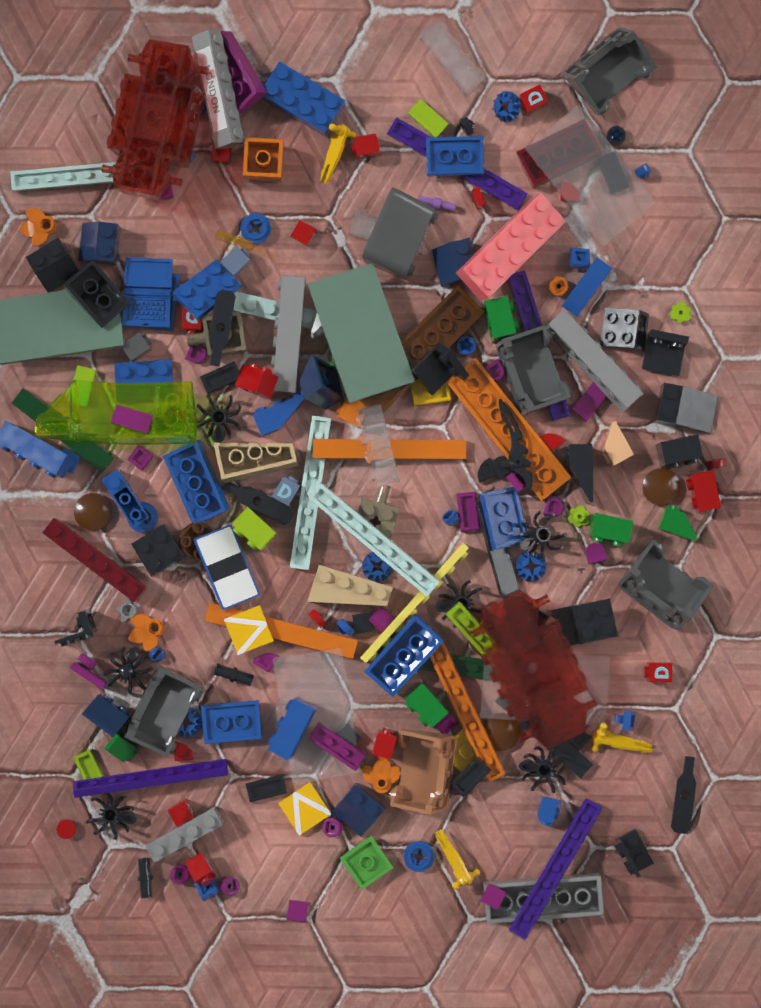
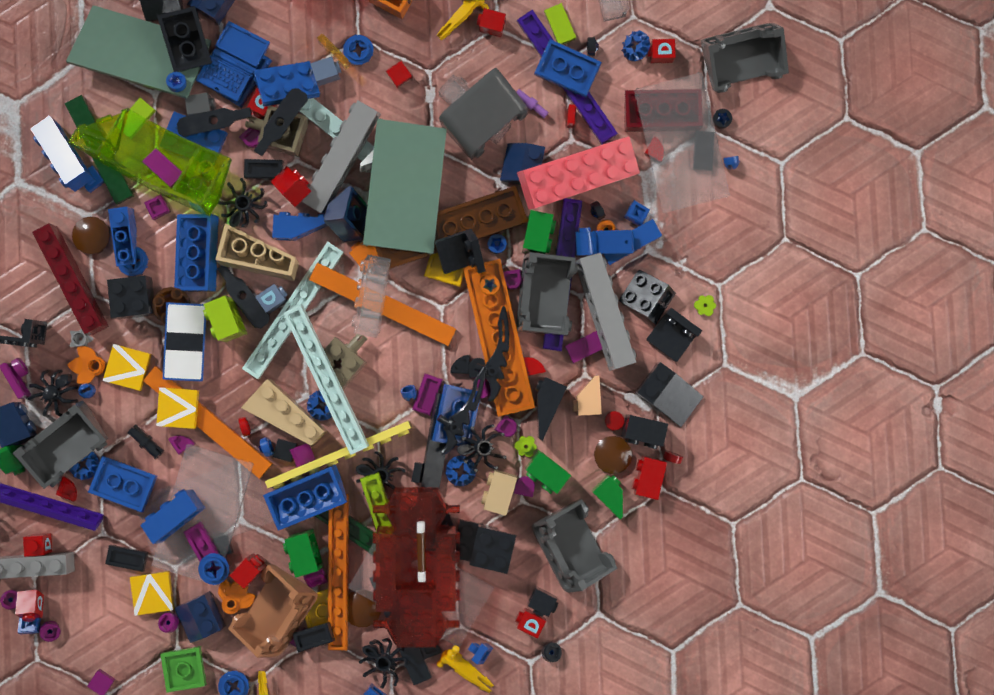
camera: 25 degrees right, 0 degrees up
(108, 335) = (176, 81): none -> blue tile
(147, 362) = (202, 122): none -> black piece
(183, 615) = (127, 367): none -> yellow tile
(362, 758) = (210, 576): none -> blue gear
(478, 385) = (490, 285): none -> orange tile
(492, 585) = (417, 472): none -> black tile
(506, 525) = (454, 424): none -> black piece
(533, 650) = (421, 551): none -> reddish brown bar
(542, 272) = (597, 210): none -> black tile
(562, 298) = (603, 241): none -> blue door
(575, 567) = (500, 492): none -> tan brick
(647, 455) = (614, 420): none -> red tile
(660, 648) = (542, 602): none -> black brick
(690, 690) = (551, 652): none -> black tile

